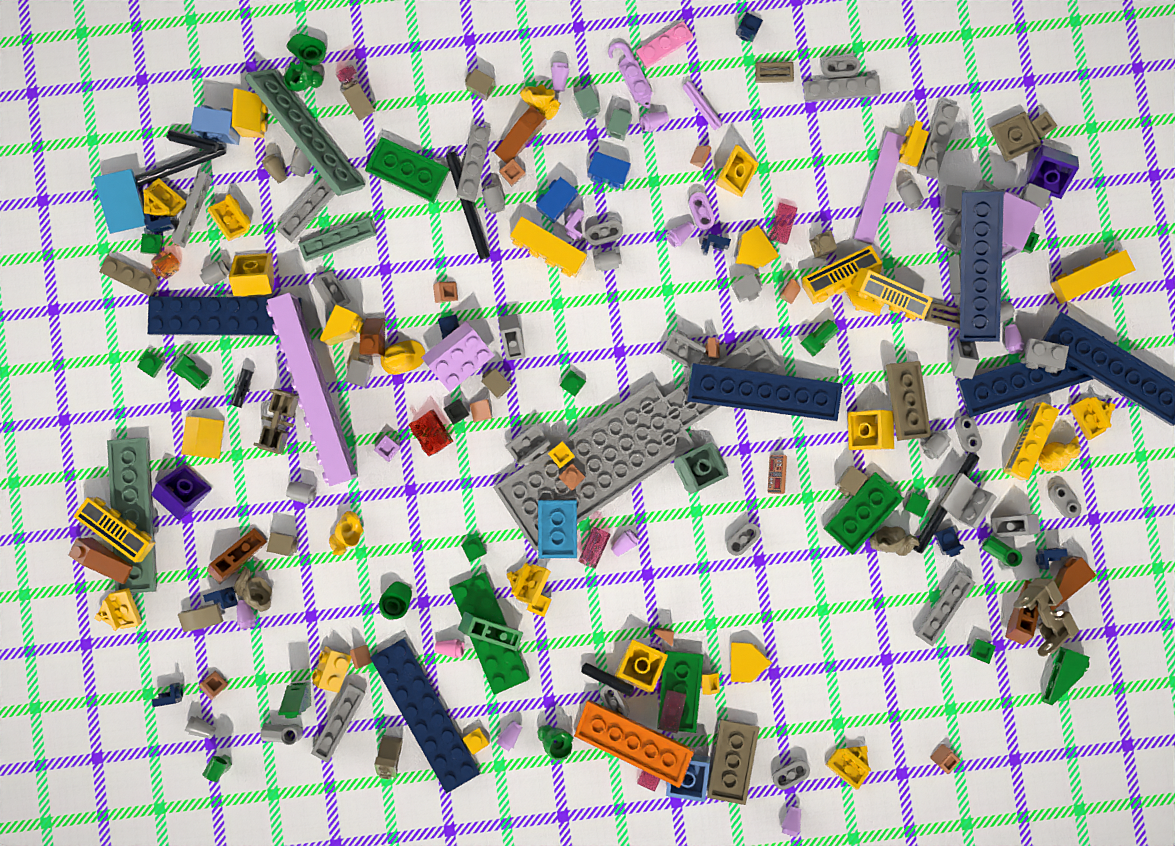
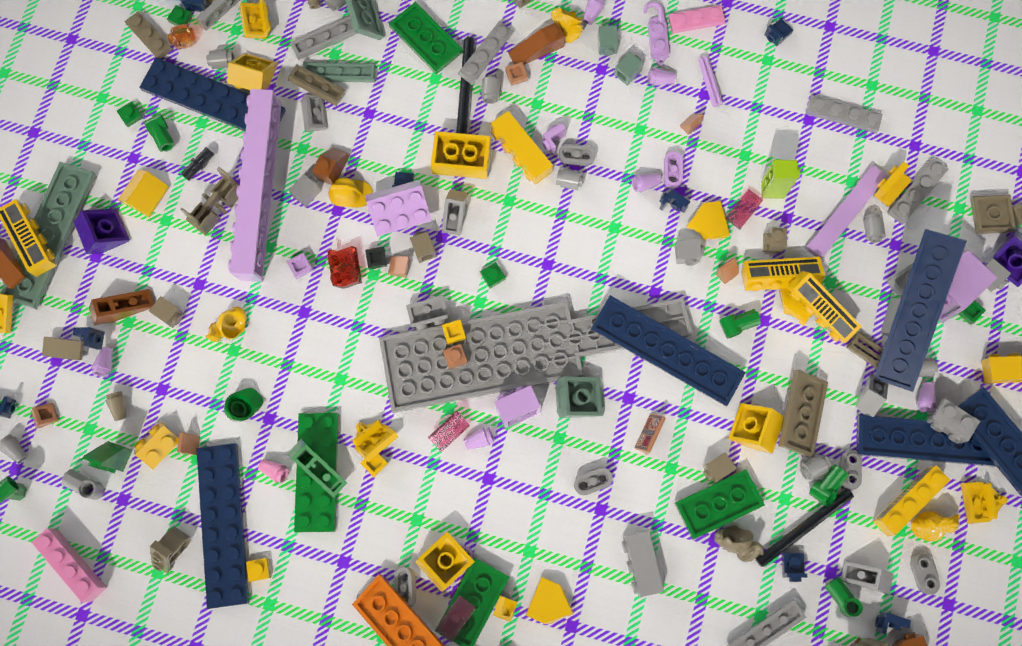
camera: 25 degrees right, 10 degrees down
(253, 590) = (121, 343): dark tan hair -> none
(277, 649) = (116, 405): none -> dark tan cone
(301, 492) = (205, 273): light grey brick -> none
(304, 808) = (69, 565): none -> bright pink brick
(322, 263) = (316, 85): none -> dark tan plate
(338, 722) = (139, 497): light grey plate -> none
(341, 326) = (306, 142): yellow slope -> none
(445, 292) = (413, 152): nougat slope -> none
(474, 549) = (337, 388): green plate -> none
(494, 278) = (461, 155): none -> yellow brick
(509, 736) = (290, 578): lavender cone -> none
(556, 200) = (546, 110): blue brick -> none
(557, 529) = (421, 399): dark azure tile -> none
(558, 750) = (332, 612): green piece -> none
(607, 679) = (407, 561): black axle -> none
(608, 170) = (603, 103): blue brick -> none
(649, 500) = (517, 406): none -> lavender brick
(666, 634) = (481, 542): nougat slope -> none
(683, 349) = (607, 283): light grey bracket -> none
(713, 348) = (635, 293): nougat plate -> none
(737, 172) = (719, 147): yellow slope -> none
(781, 79) = (786, 80): dark tan tile -> none
(807, 184) = (779, 179): none -> lime brick
(816, 595) = (642, 564): none -> light grey brick
(840, 66) = (849, 93): light grey plate -> none
(917, 504) = (775, 517): green tile -> none
(951, 199) = (909, 246): light grey brick -> none
(953, 461) = (826, 489): none -> green piece
(967, 501) = (826, 533): light grey bracket -> none

